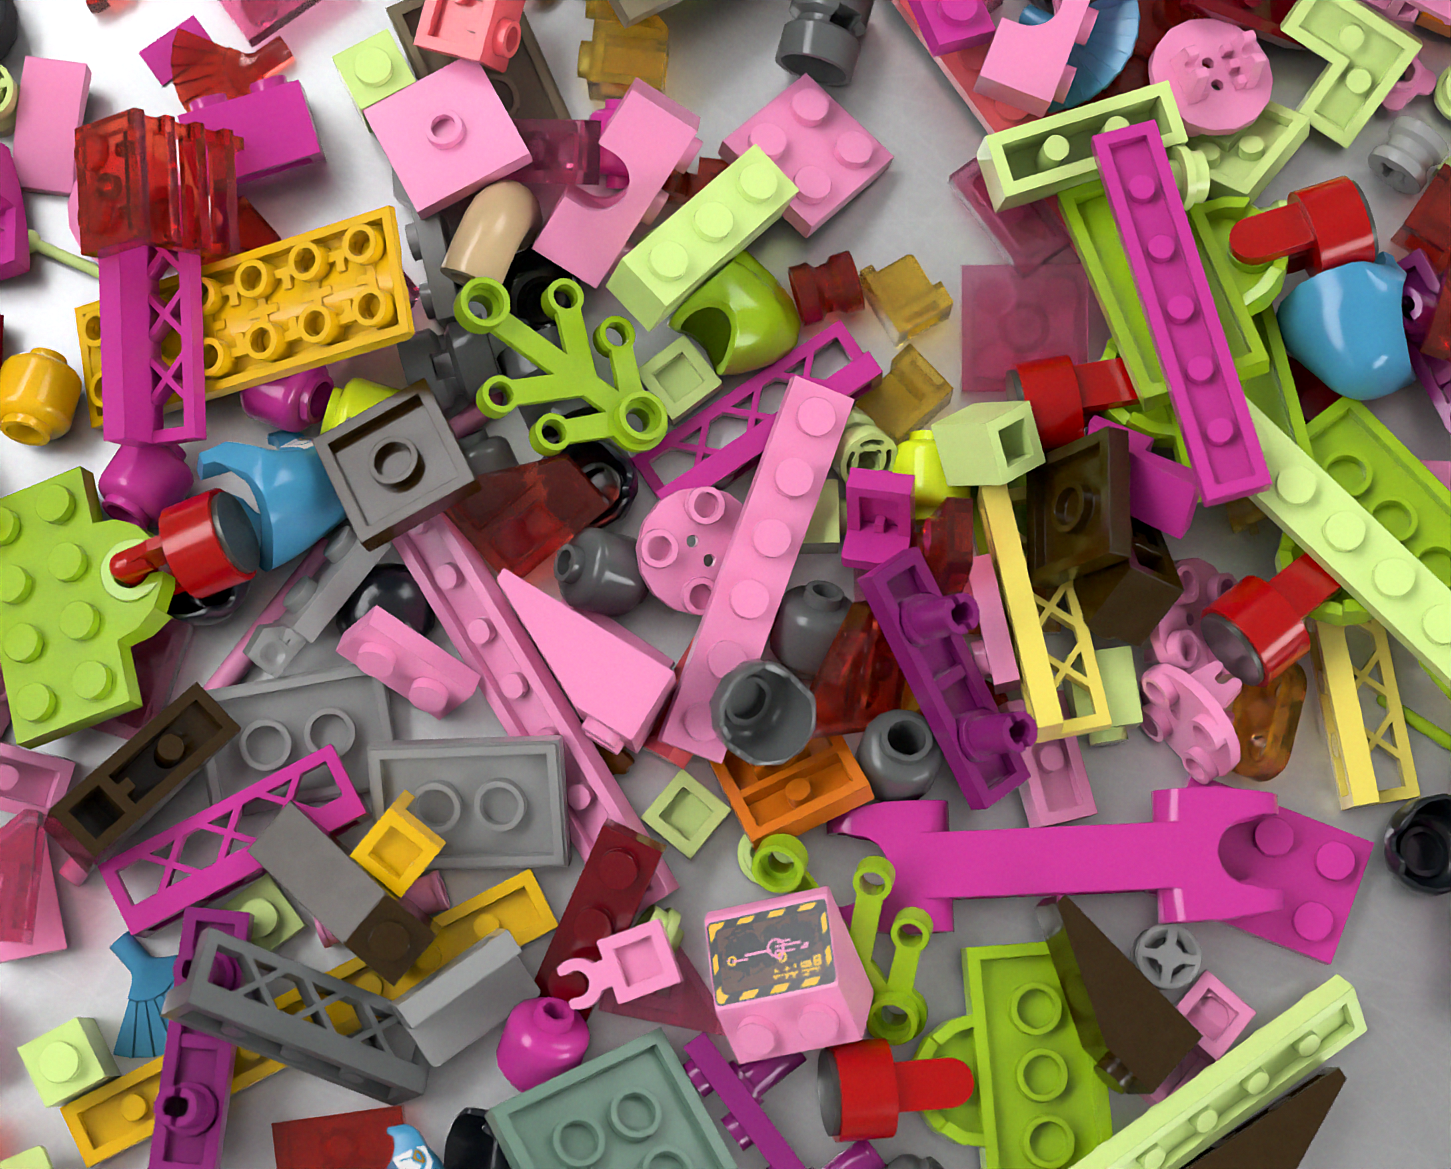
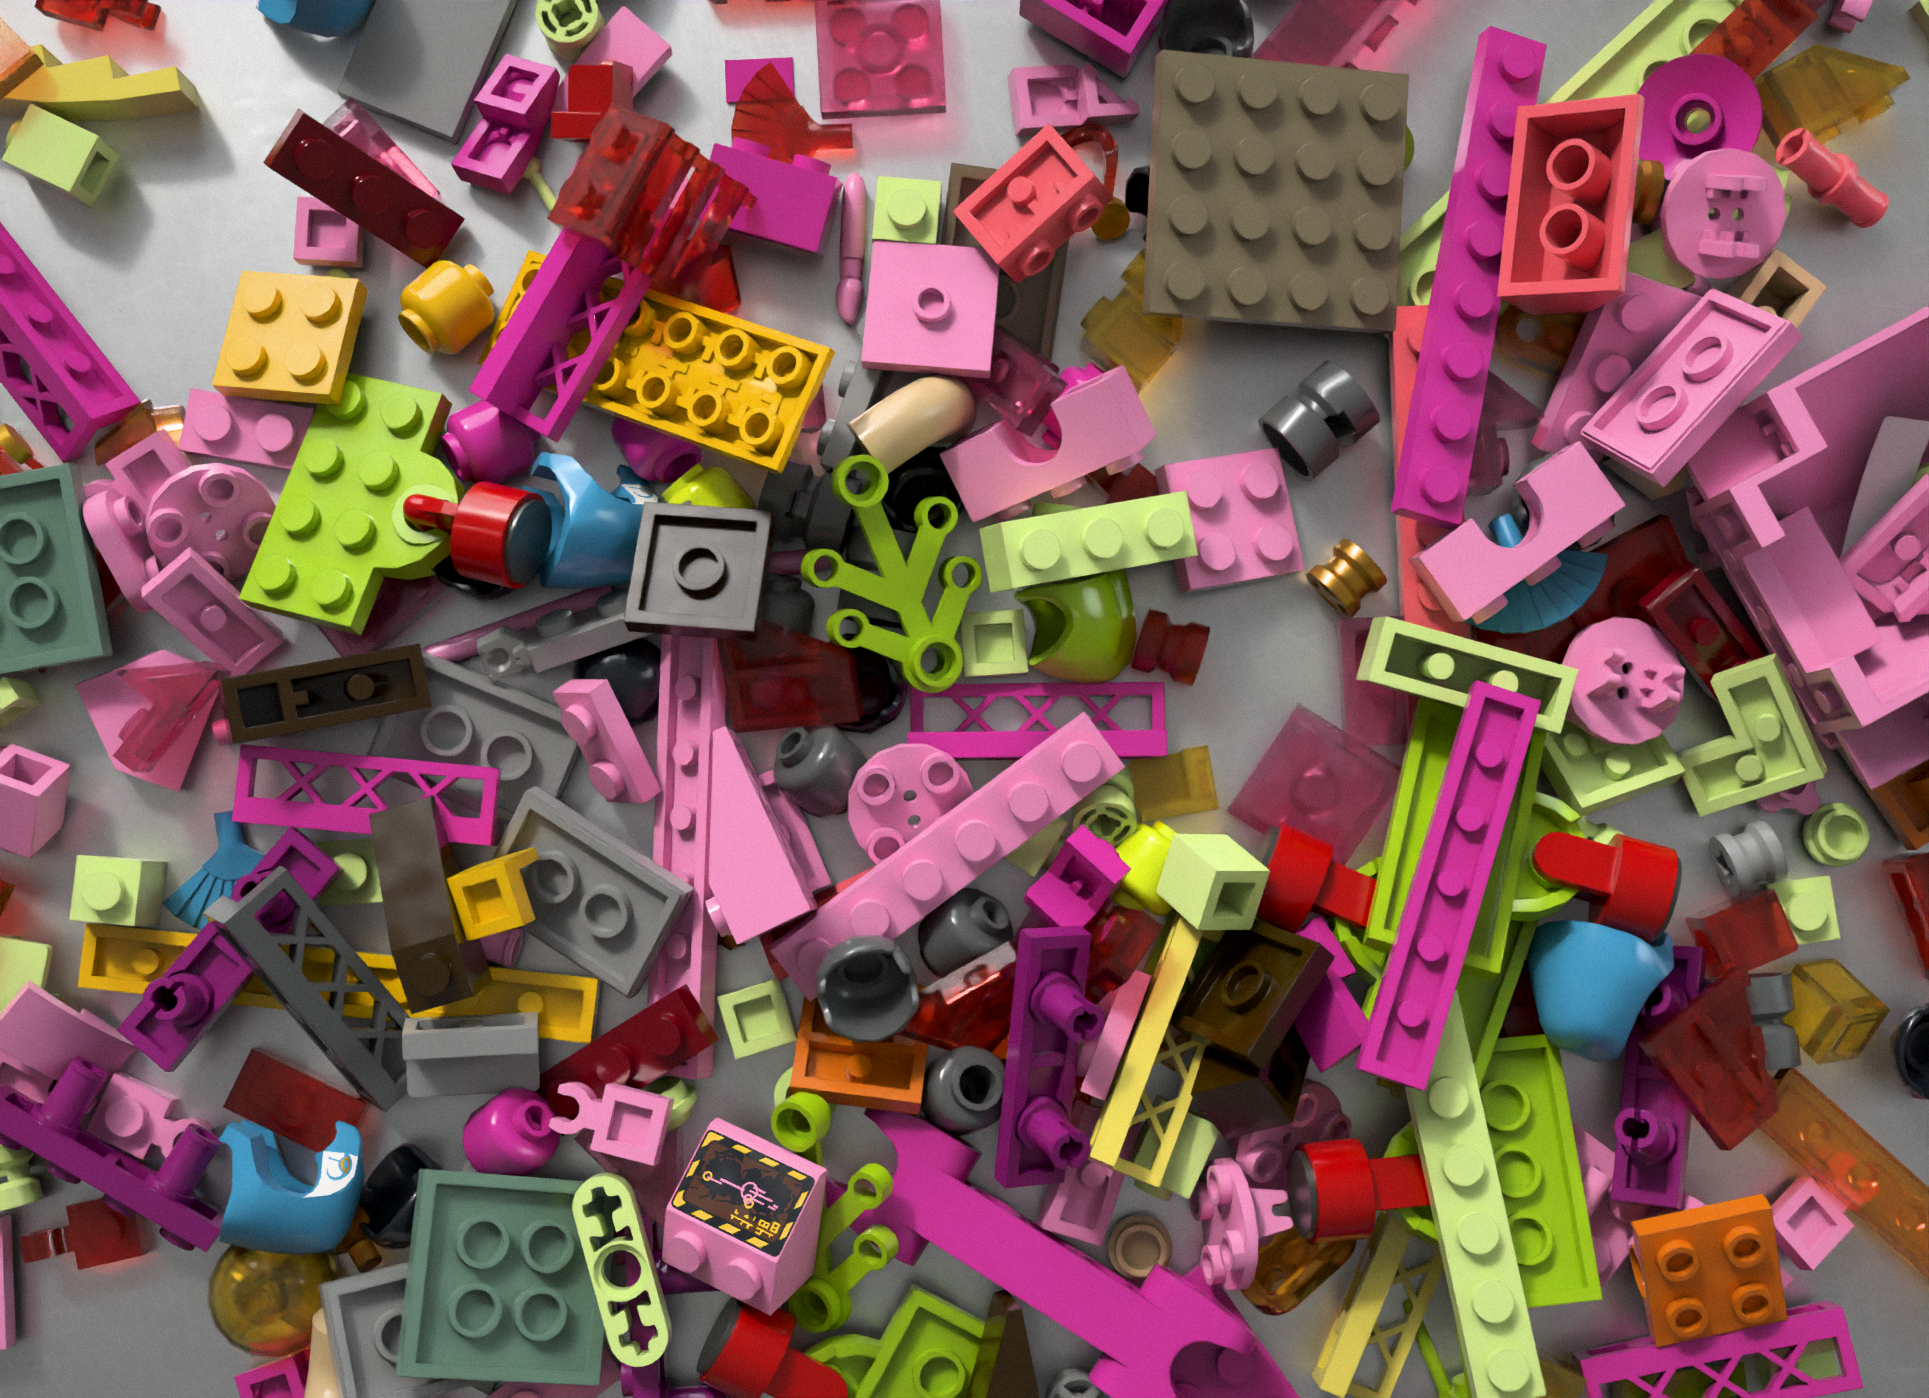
camera: 30 degrees right, 5 degrees up
(50, 147) = (589, 98): none -> red panel
(366, 169) = (852, 245): none -> bright pink piece
(759, 1109) = (650, 1312): none -> yellowish green beam
(905, 299) = (1232, 698): clear yellow panel -> none
(932, 140) = (1346, 578): none -> pearl gold wheel
(1126, 794) = (1139, 1244): none -> tan plate
(1190, 174) = (1541, 763): yellowish green plate -> none

